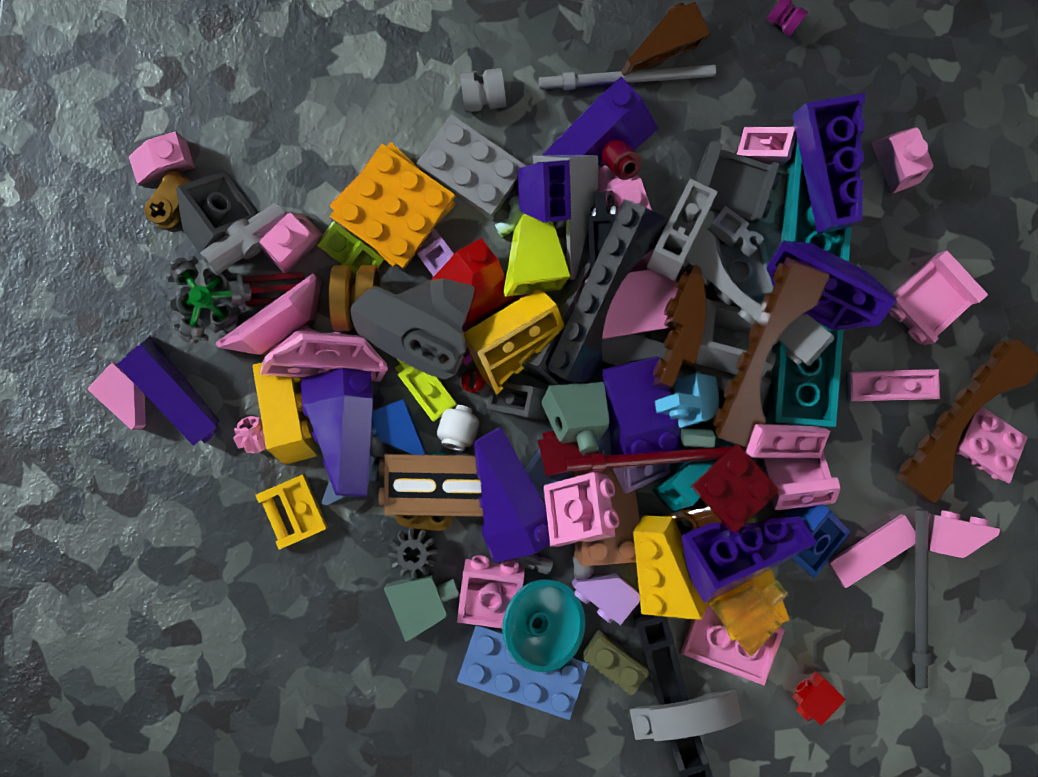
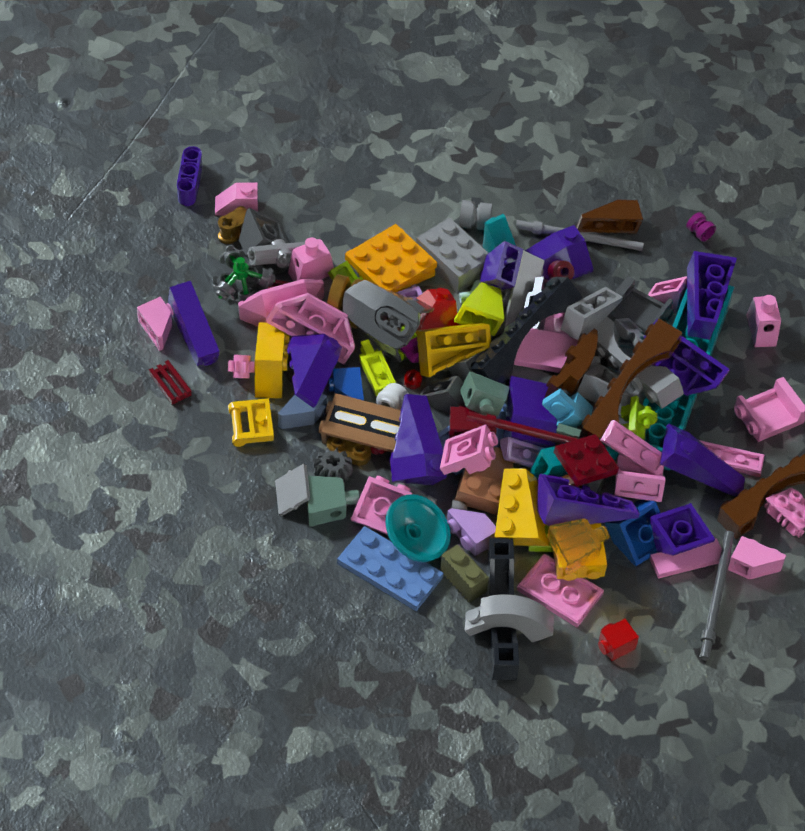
camera: 10 degrees right, 35 degrees down
(72, 124) = (189, 176): none -> dark purple beam
(152, 462) = (162, 370): none -> dark red tile
(374, 604) = (292, 489): none -> light grey piece
(526, 129) = (496, 232): none -> teal slope
(786, 395) = (639, 417): none -> lime hips
(865, 422) = (692, 458): none -> dark purple wedge
(866, 534) = (679, 530): none -> dark purple slope

